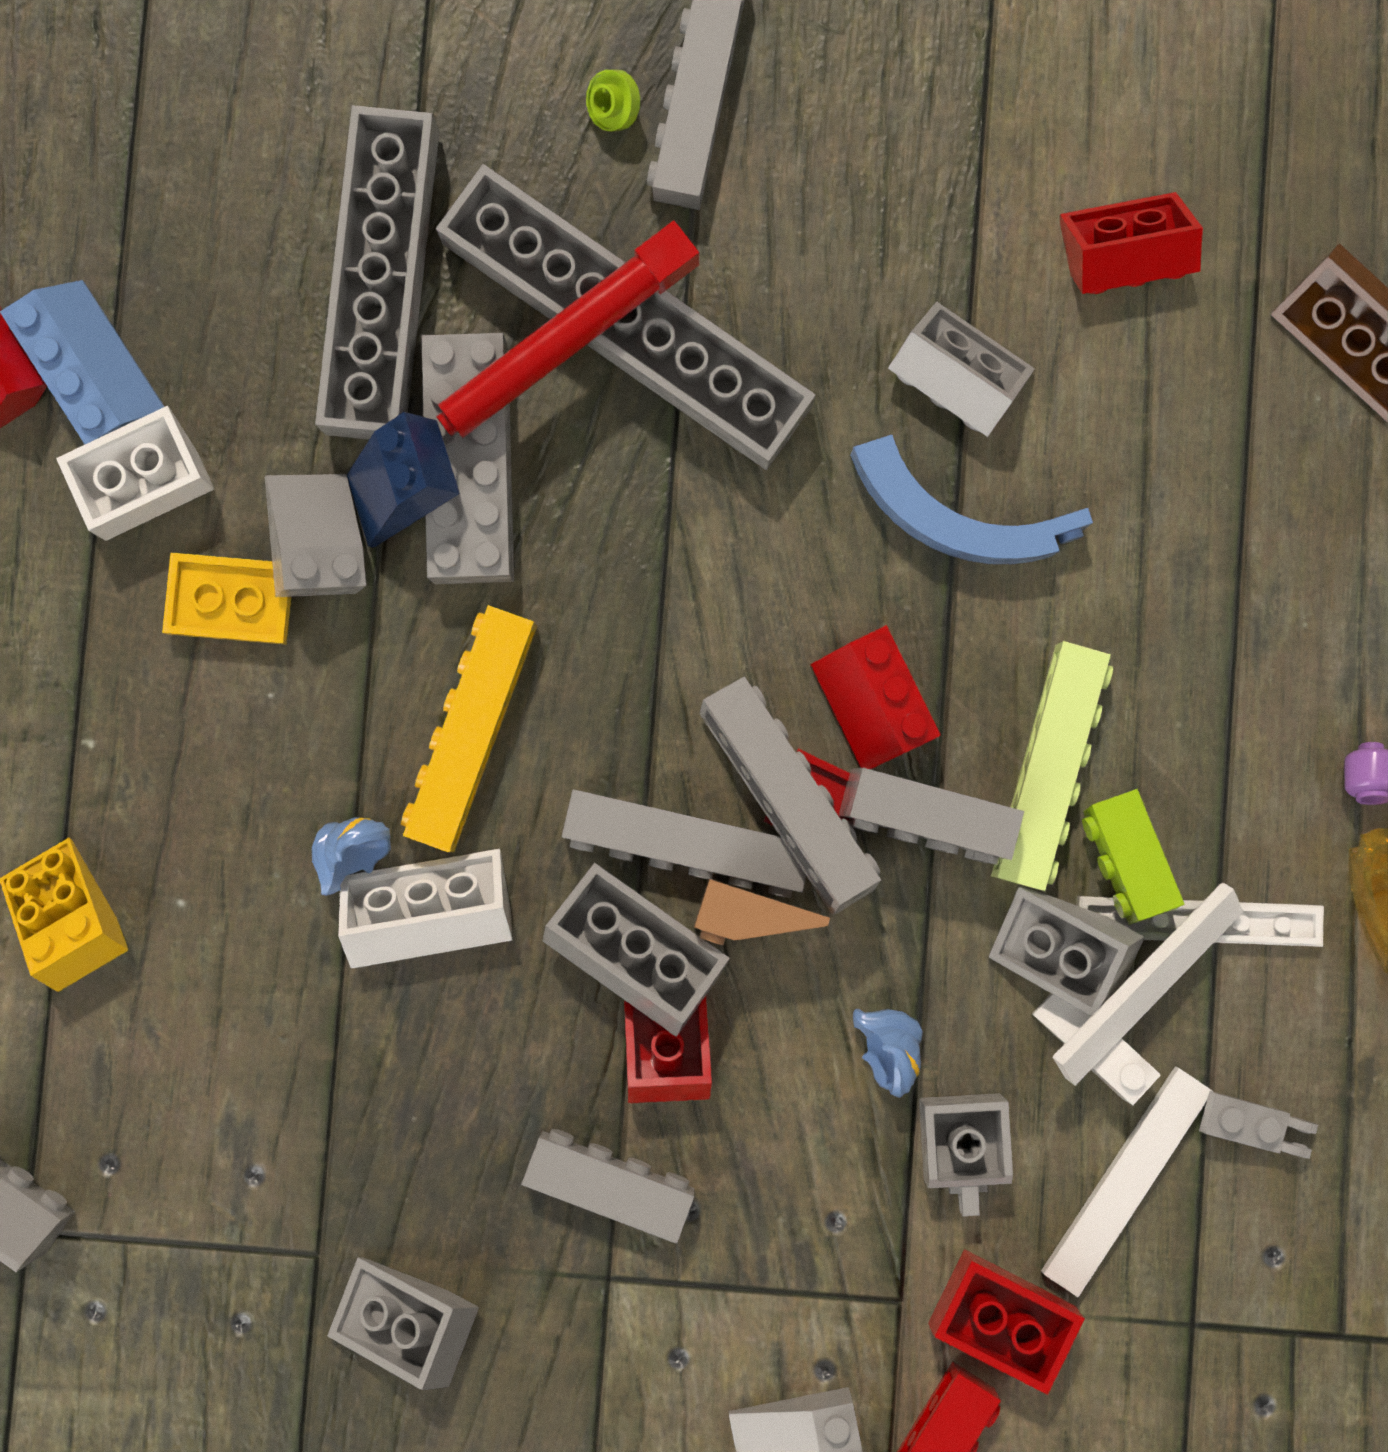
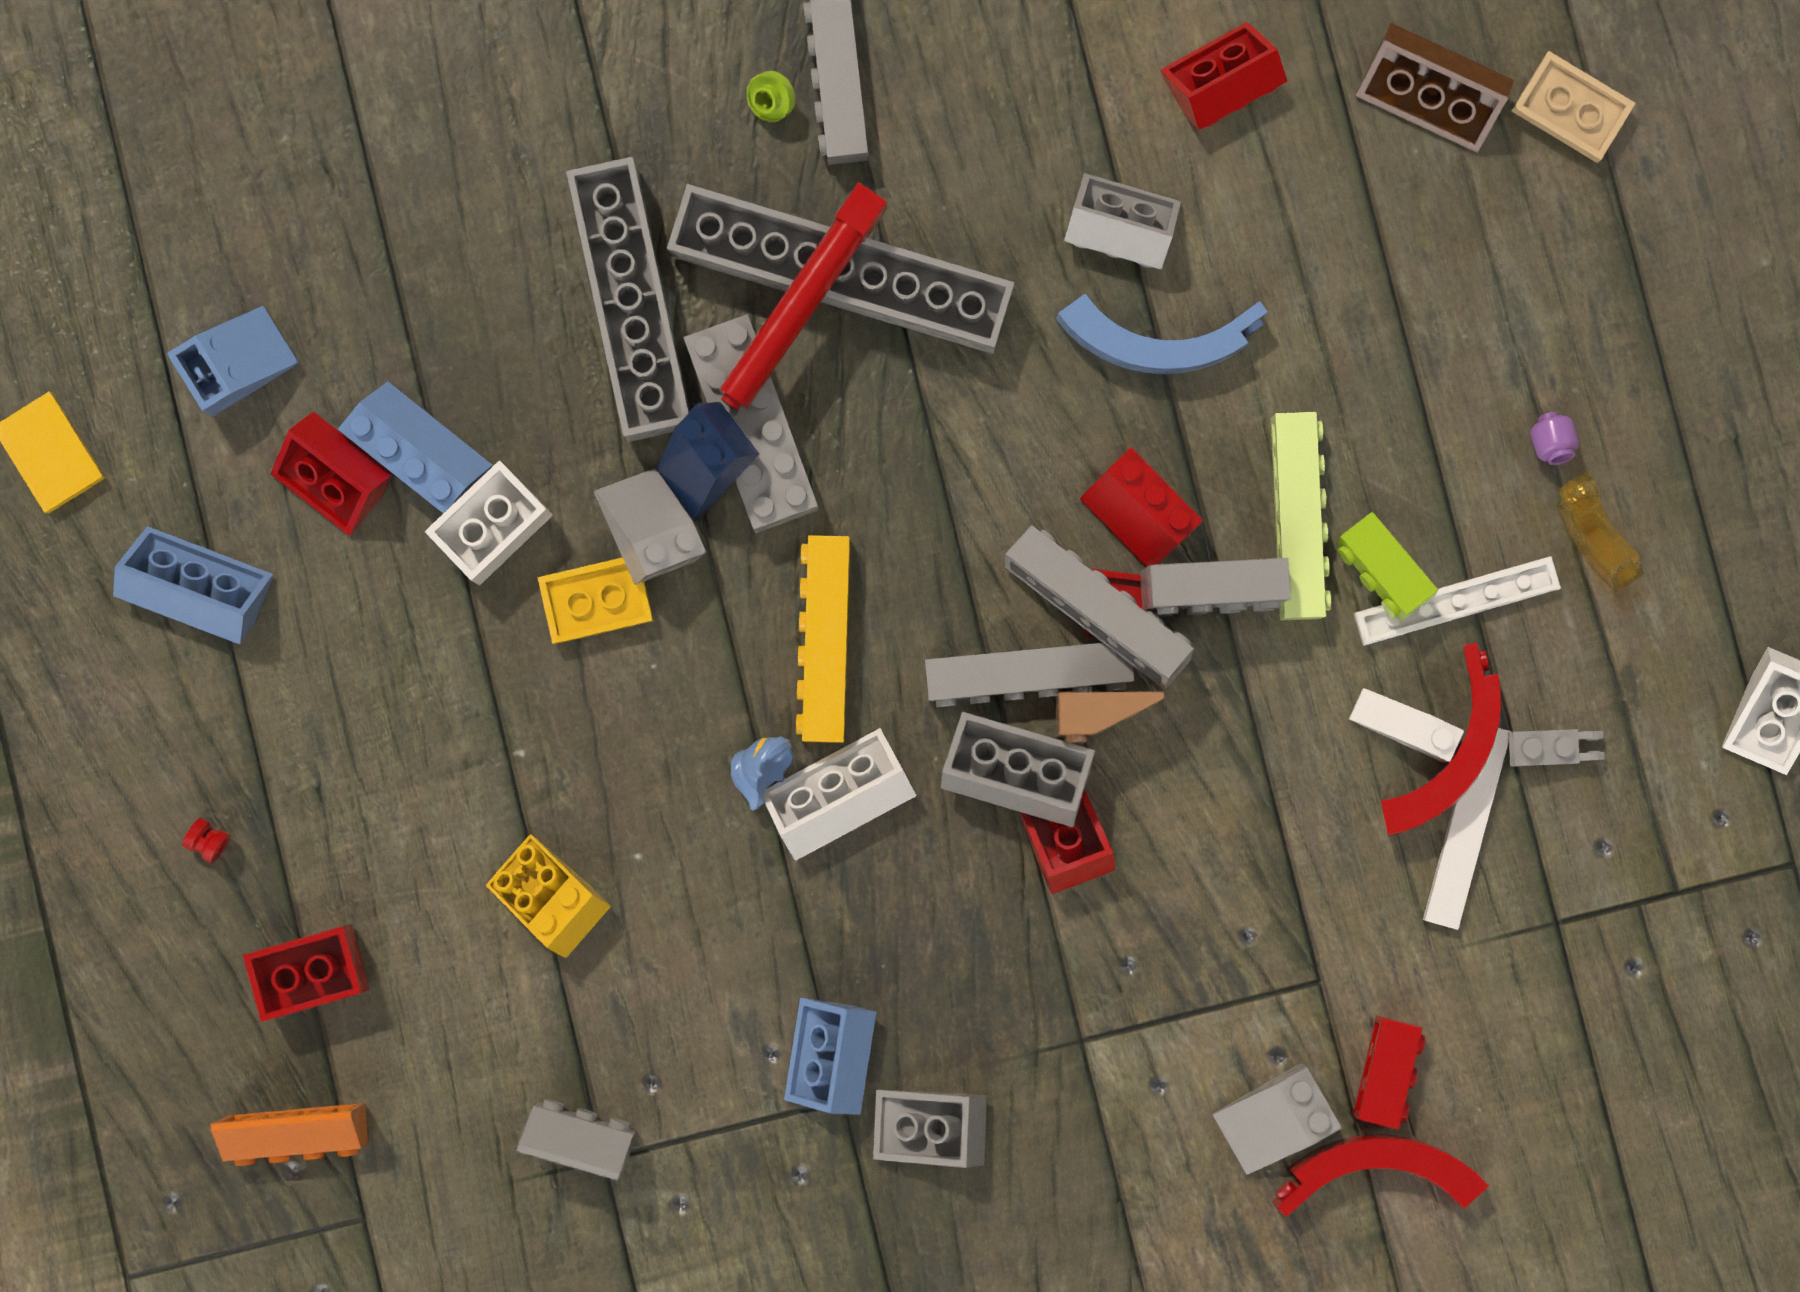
camera: 20 degrees left, 0 degrees up
(316, 1204) = (830, 1056): none -> medium blue slope
(609, 1186) = (1058, 964): light grey brick -> none
(892, 1048) = (1245, 781): medium blue hair -> none
(984, 1160) = (1347, 845): light grey hinge -> none
(1006, 1321) = (1406, 965): red brick -> none
(1065, 948) = (1358, 657): light grey slope -> none
(1148, 984) = (1431, 661): white tile -> none
(1156, 1110) = (1449, 786): none -> red arch

